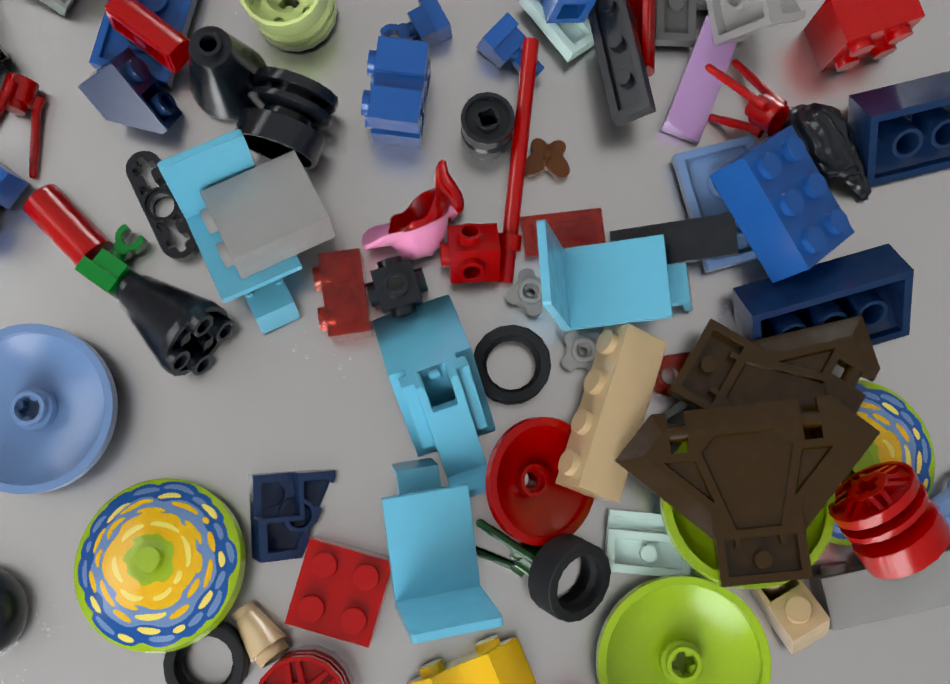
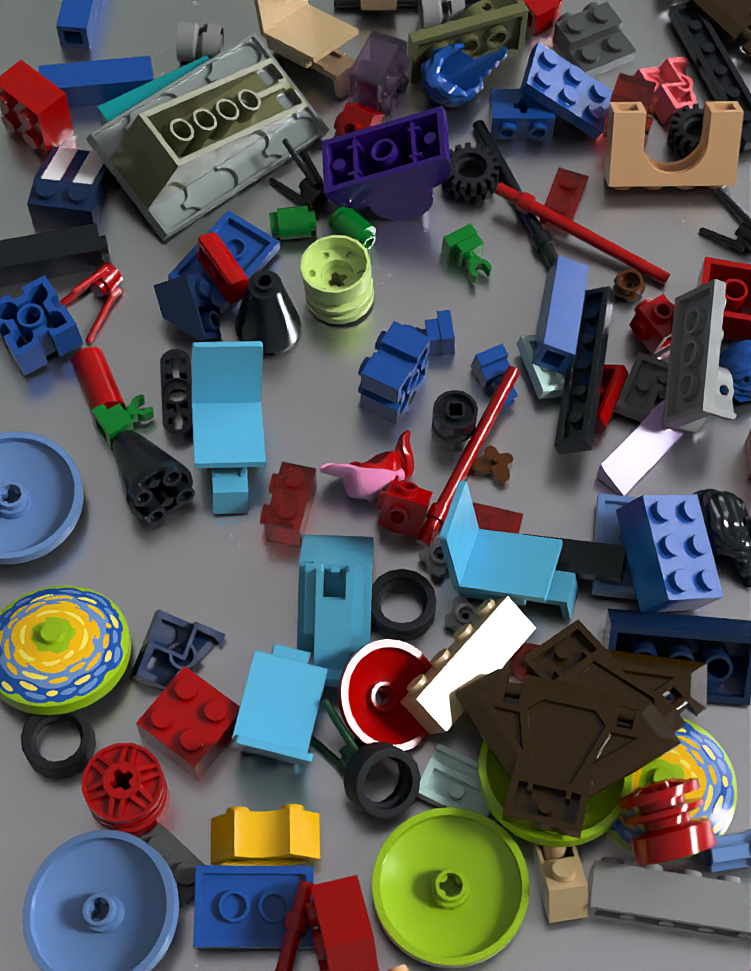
camera: 25 degrees right, 20 degrees down
(259, 635) = (107, 728): tan cone -> none
(266, 215) = (255, 417): light grey brick -> none
(287, 115) = (301, 360): black wheel -> none
(399, 303) = (333, 511): black brick -> none
(764, 111) = (679, 479): red plant -> none

